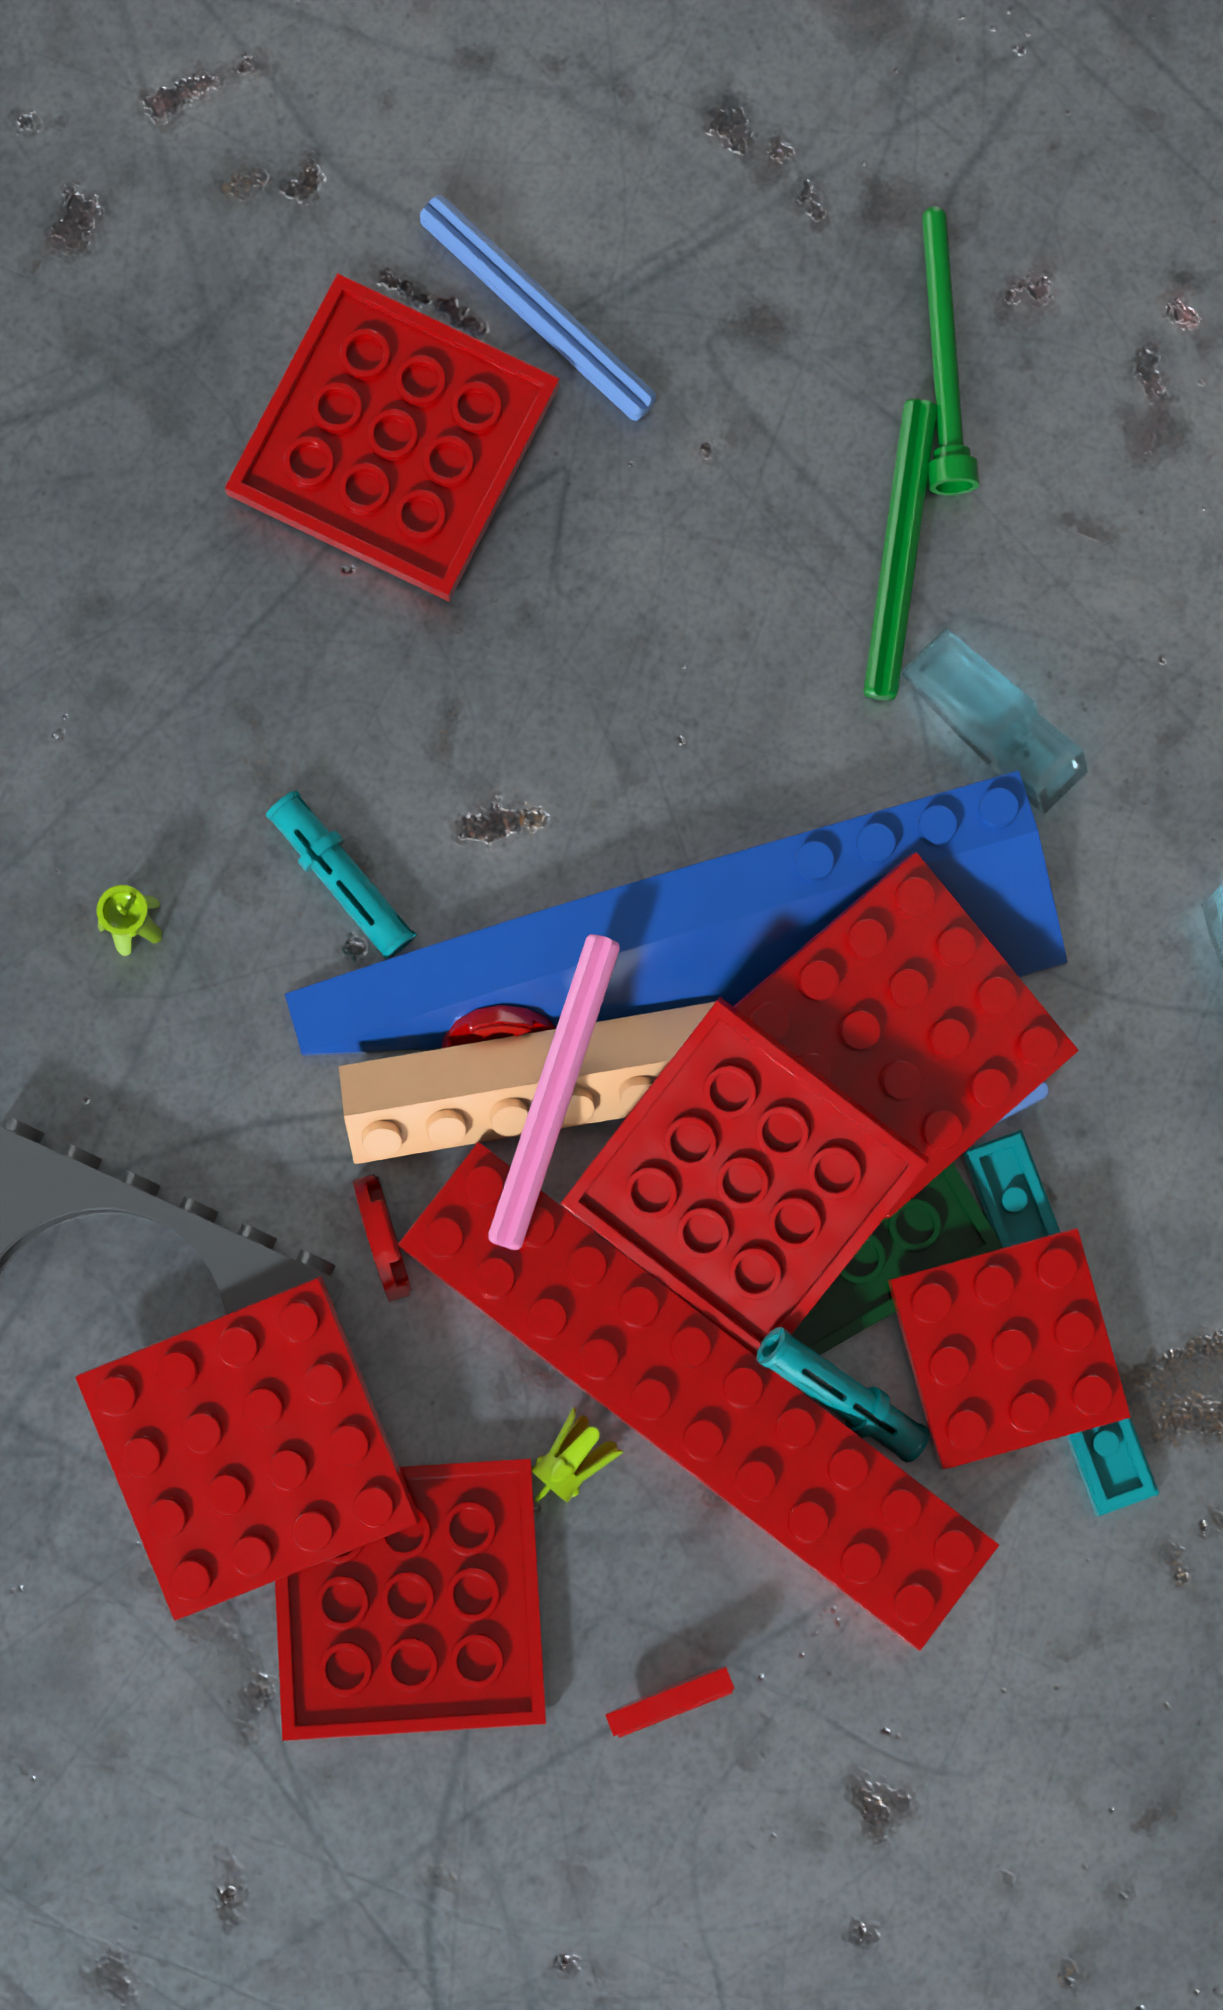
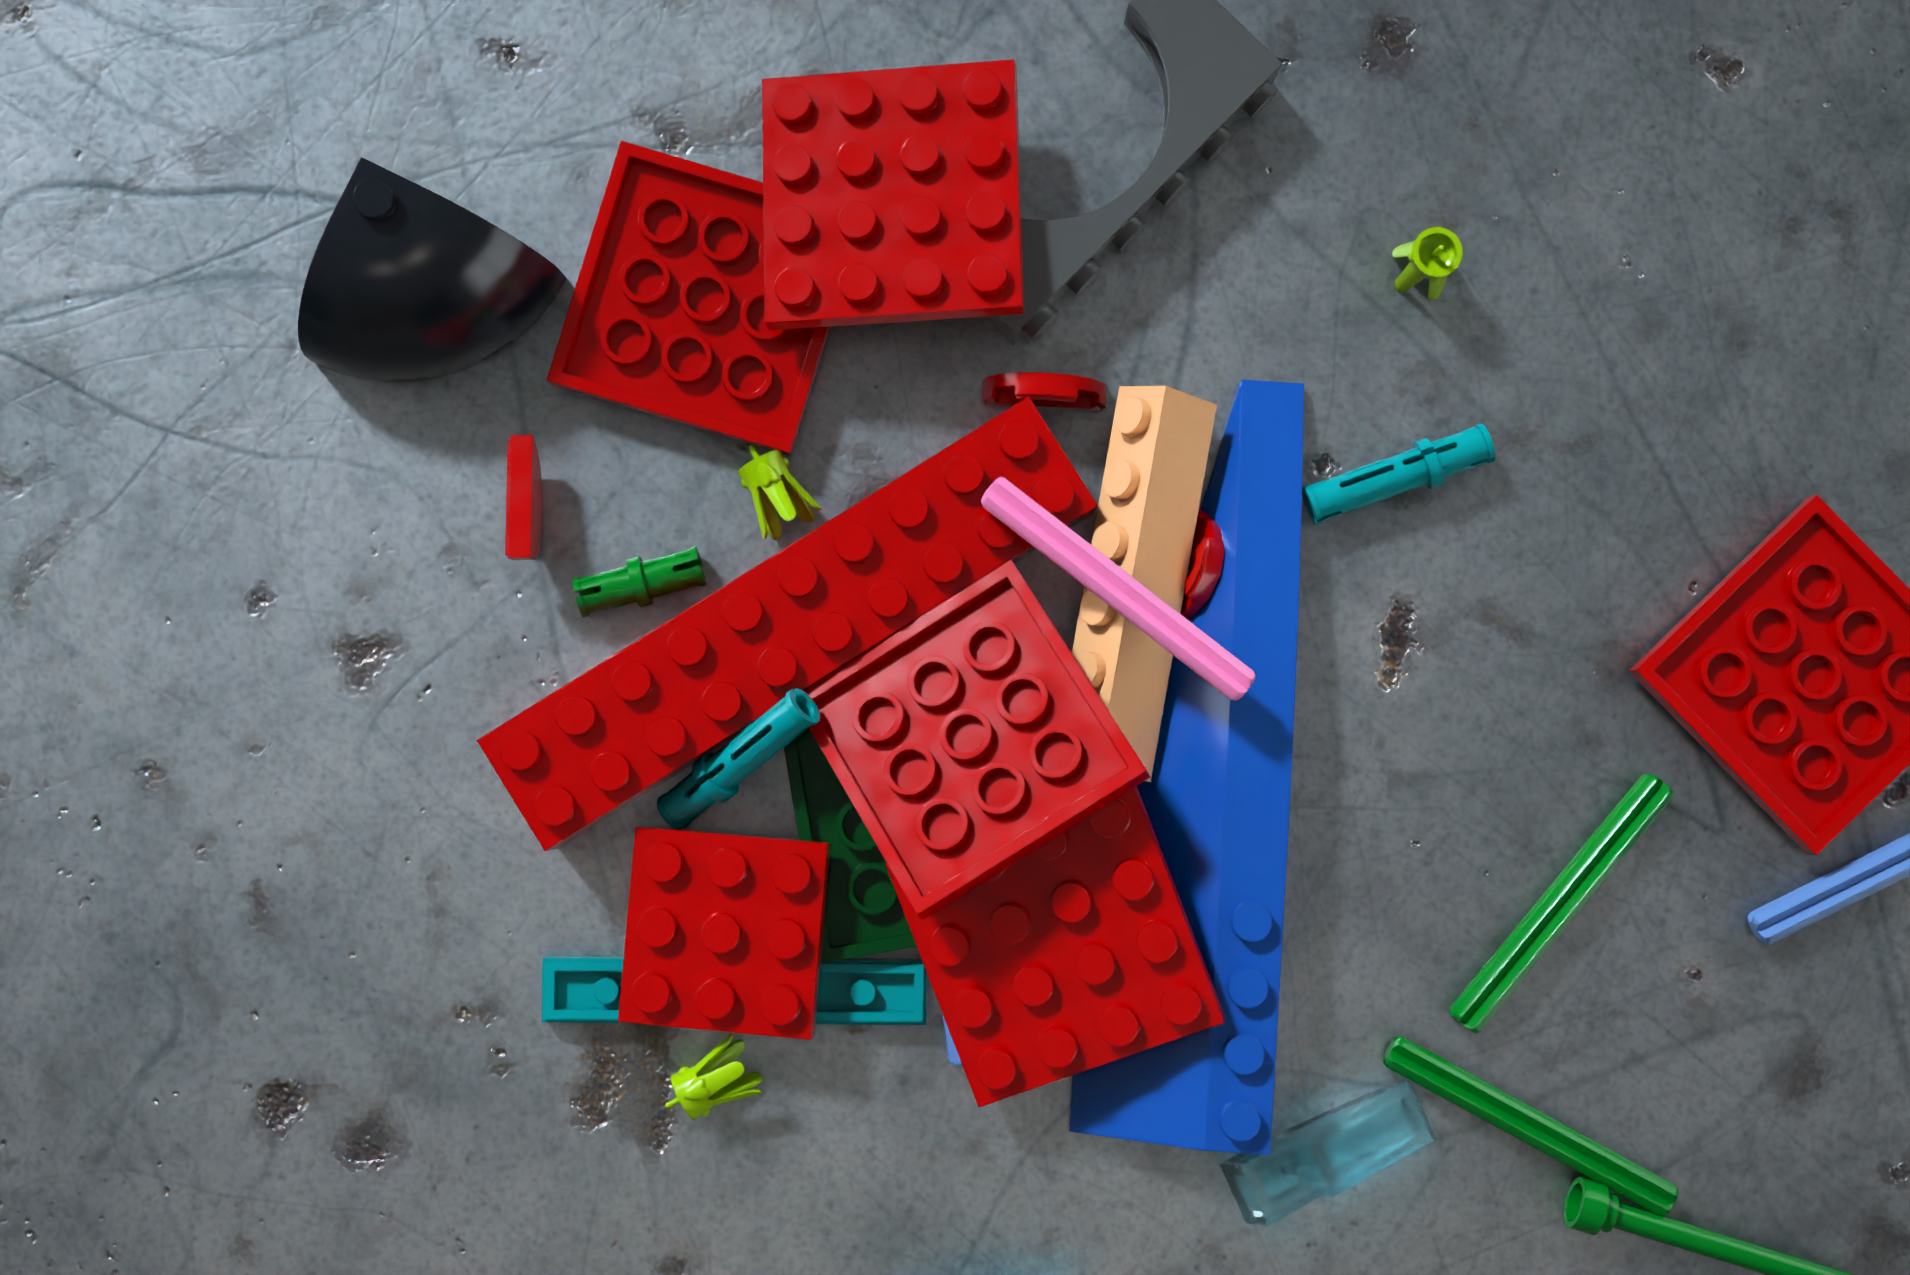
camera: 110 degrees right, 5 degrees up
(501, 1883) = (415, 284): none -> black brick
(687, 589) = (1561, 903): none -> green axle
(707, 1559) = (639, 581): none -> green pin
(1160, 1315) = (714, 1080): none -> lime piece

